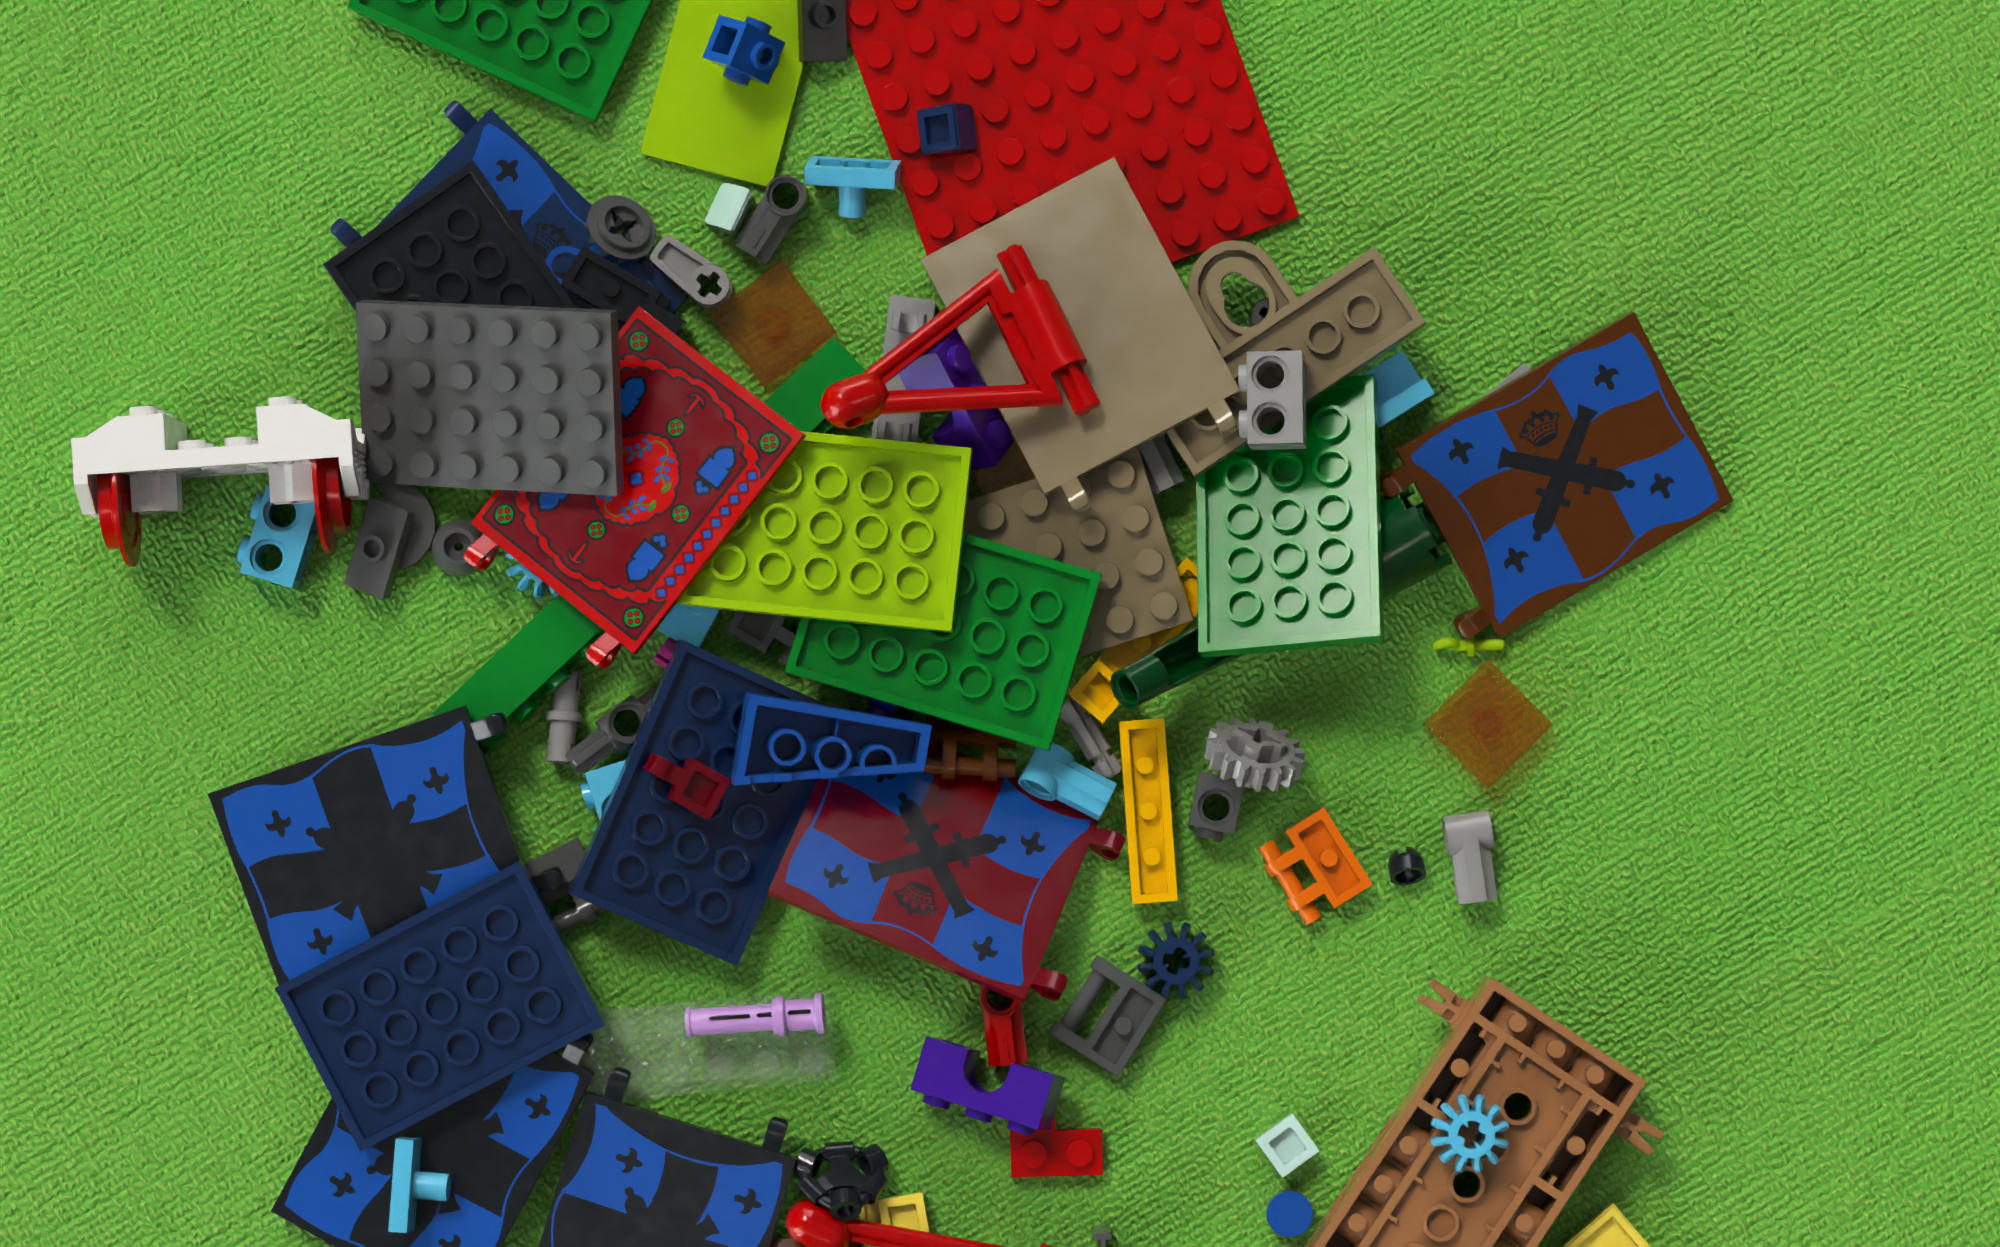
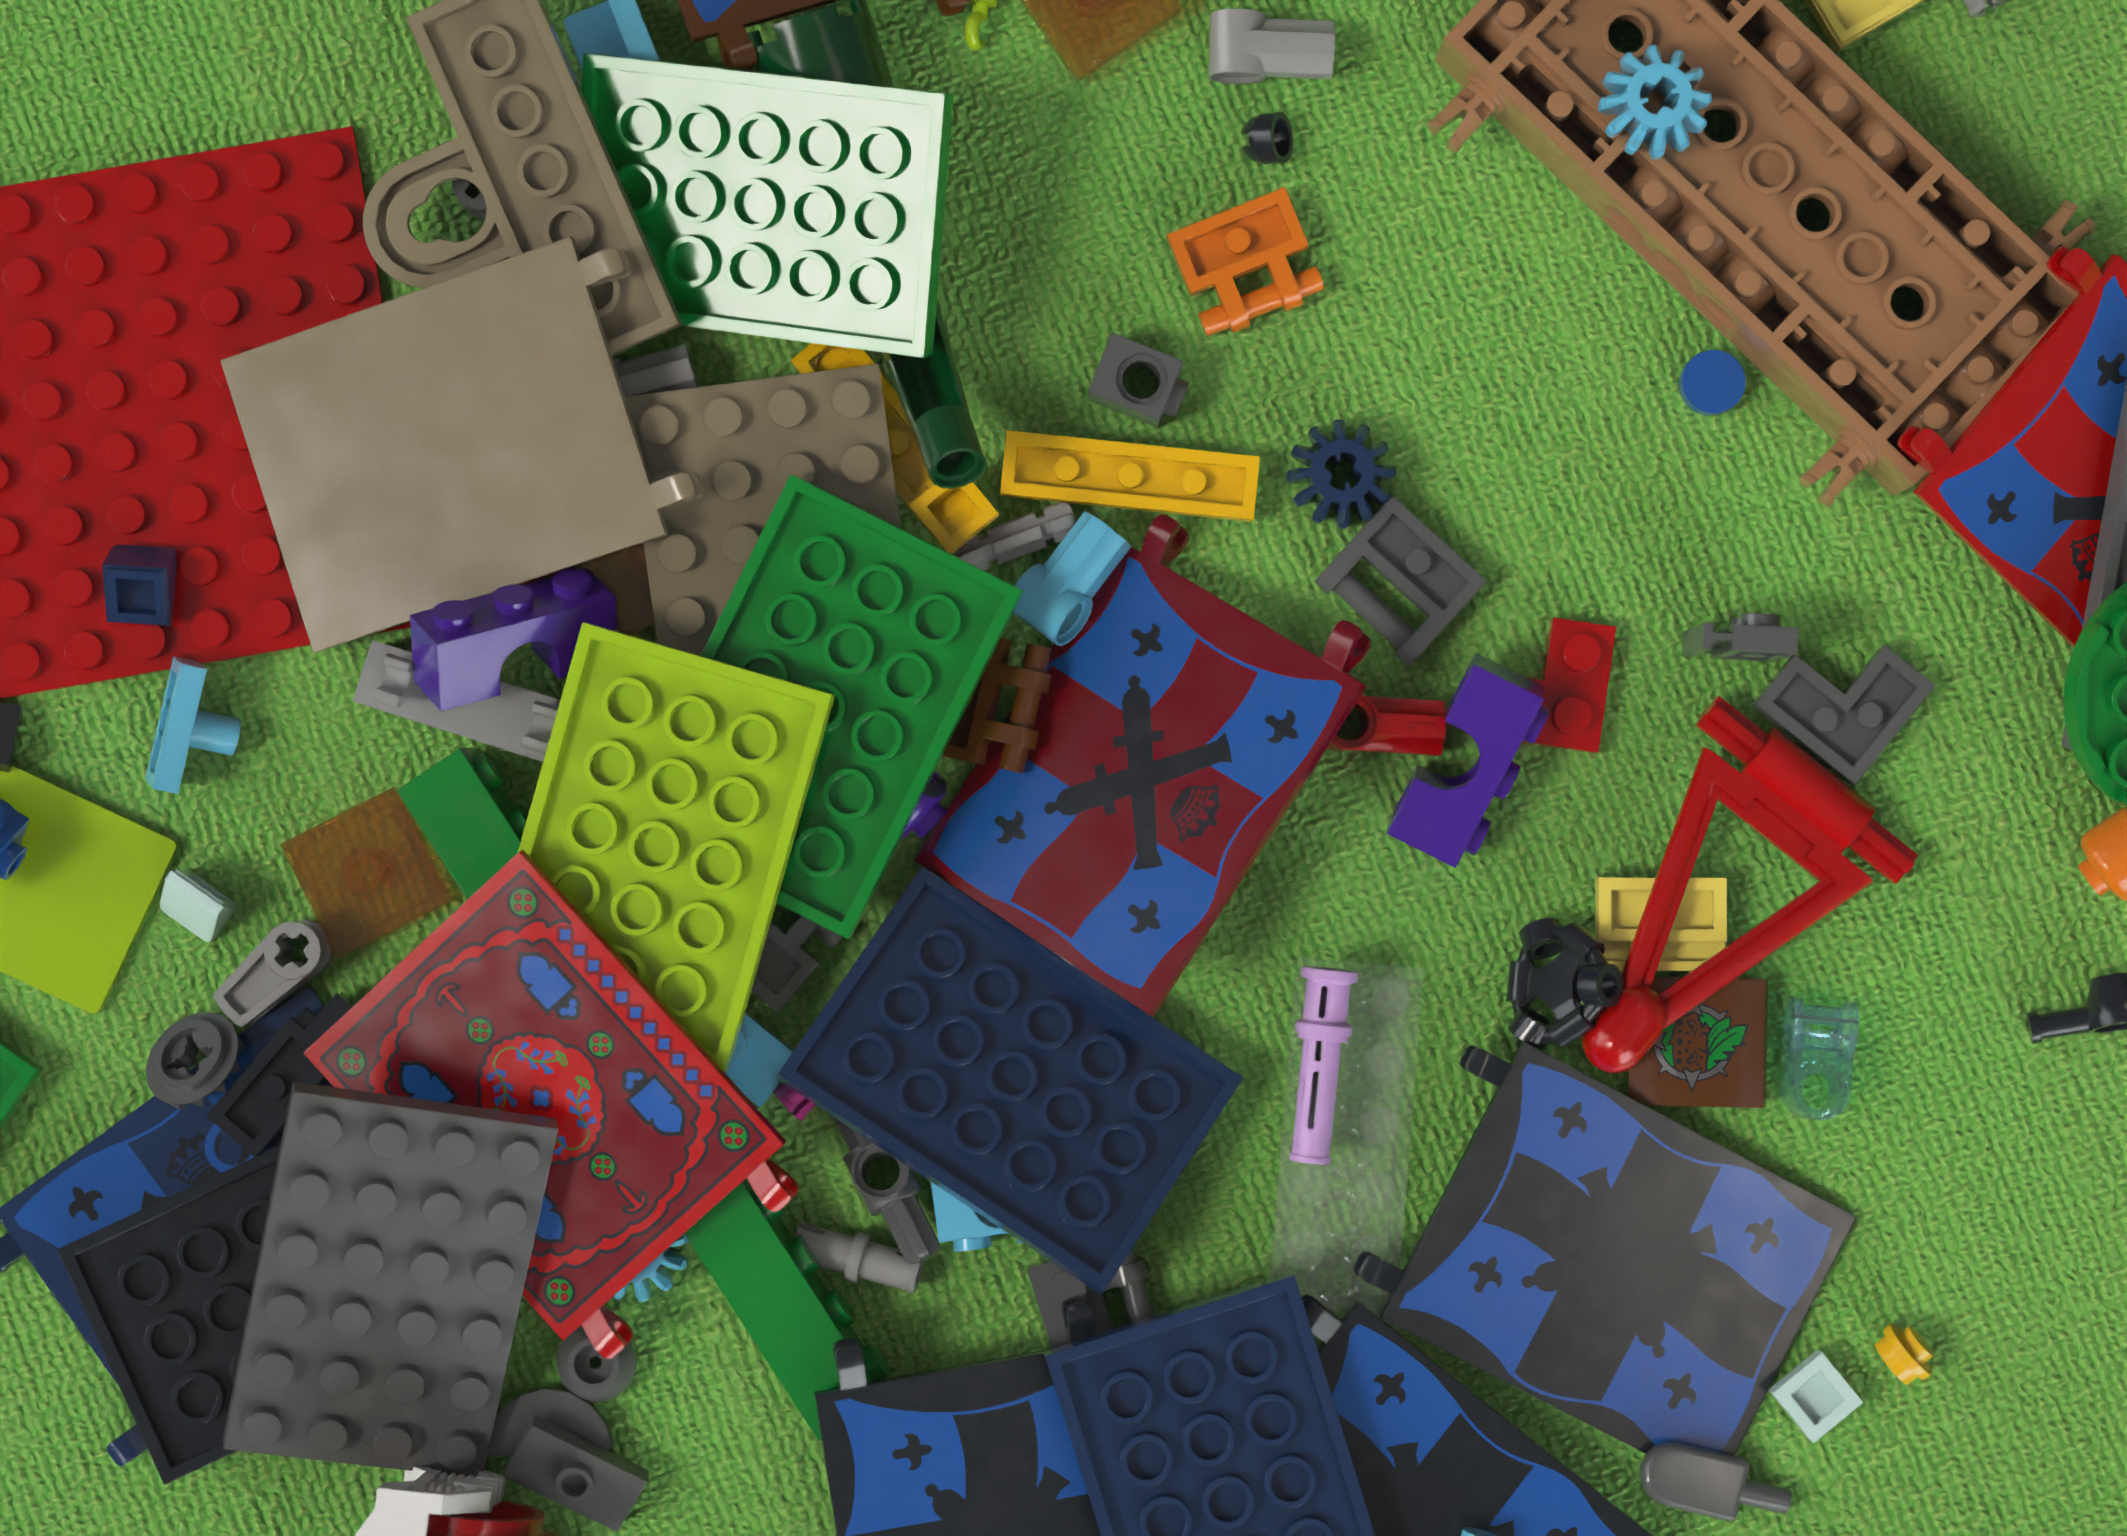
camera: 85 degrees left, 0 degrees up
(693, 785) = (983, 1094): dark red plate -> none
(770, 223) = (223, 851): dark grey piece -> none
(814, 741) = (951, 919): blue wedge -> none
(1031, 328) = (431, 510): red piece -> none
(1254, 754) = (1078, 313): light grey gear -> none
(1285, 399) = (594, 175): light grey brick -> none
(1287, 1145) = (1619, 368): light aqua plate -> none

